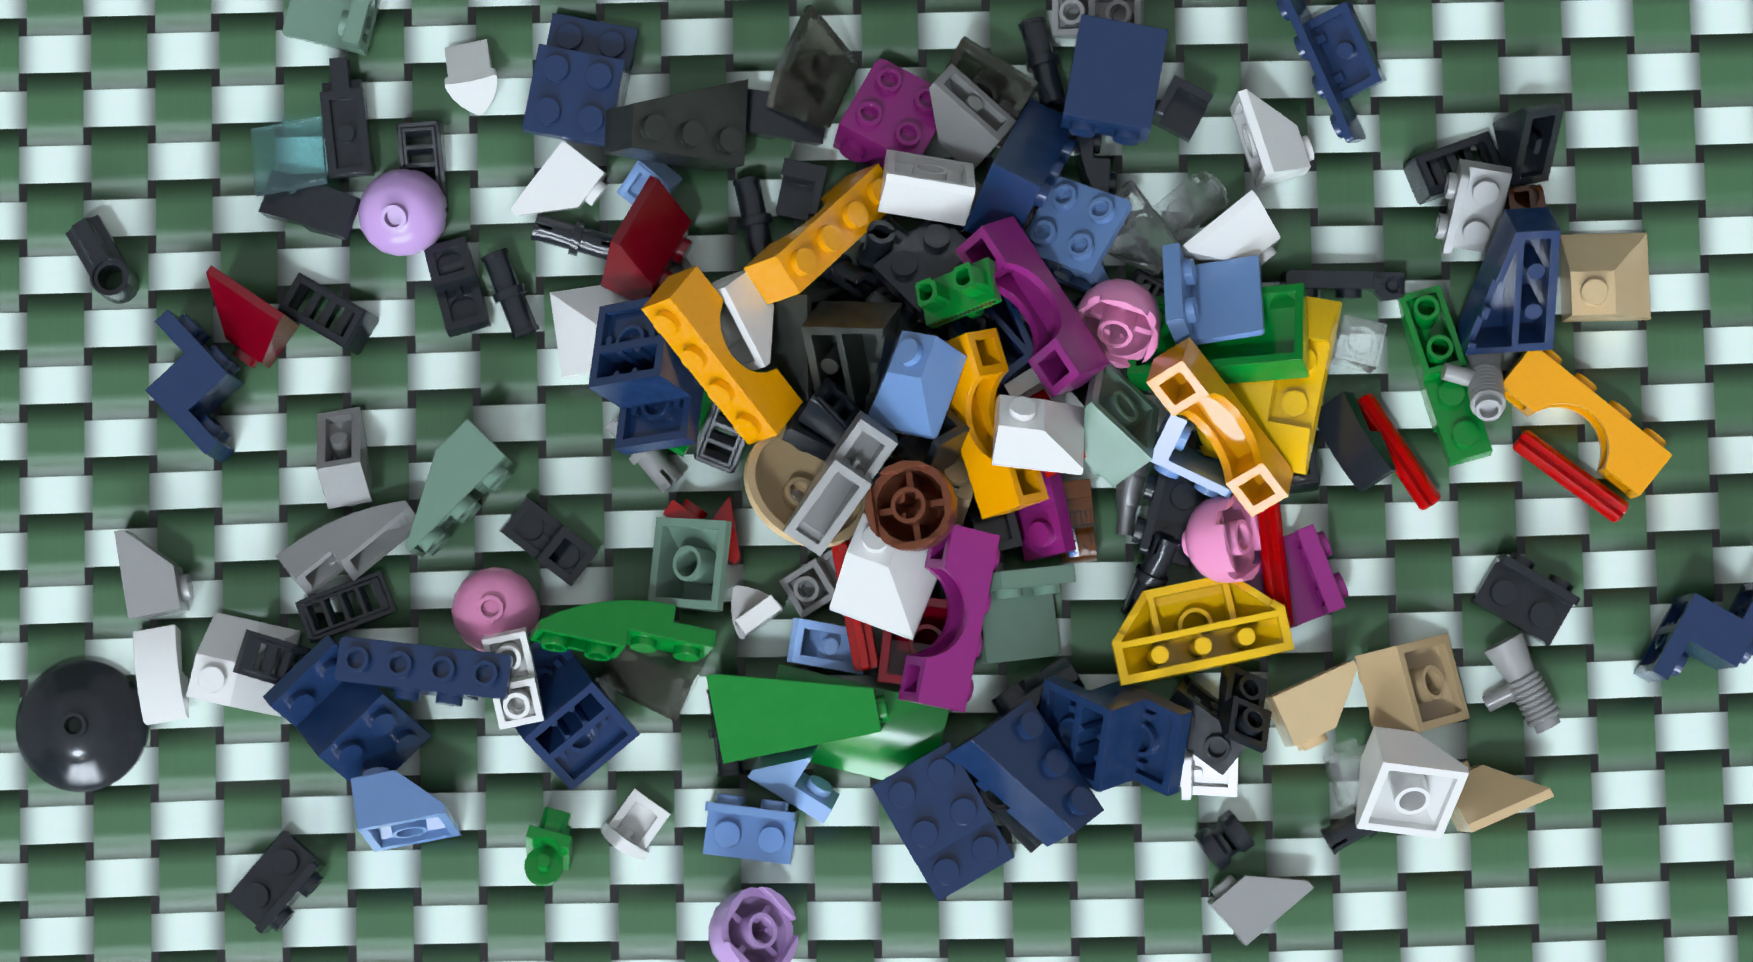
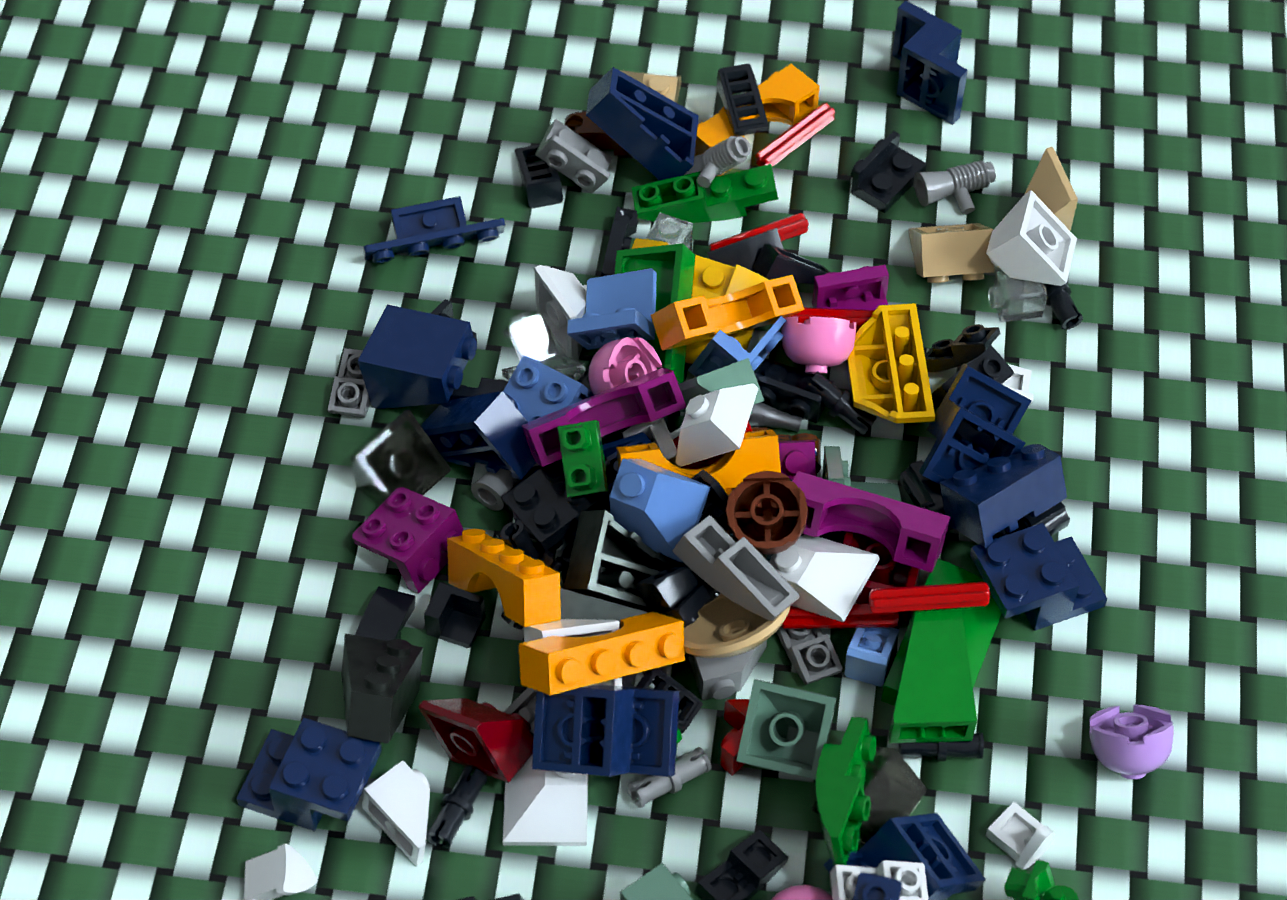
camera: 85 degrees left, 30 degrees down
(510, 293) = (497, 872): black pin -> none
(639, 175) = (418, 744): light blue slope -> none
(750, 831) = (1031, 735): medium blue bracket -> none
(752, 610) = (846, 700): white tile -> none
(753, 214) = (473, 657): black pin -> none
(784, 776) = (994, 687): light blue slope -> none
(812, 72) = (348, 589): clear smoke slope -> none
(861, 698) = (929, 597): none -> red axle
(927, 187) = (481, 490): white slope -> none
(966, 117) = (426, 472): light grey slope -> none
(1042, 61) = (371, 425): black pin -> none
(1216, 846) = (1066, 385): black wheel -> none
(1255, 902) = (1122, 372): light grey slope -> none
(1269, 141) = (489, 279): white slope -> none
(1311, 706) = (960, 296): tan slope -> none
(1326, 477) = (777, 263): none -> black slope
(1529, 141) = (526, 117): black slope -> none
(1619, 385) = (739, 80): none -> black slope

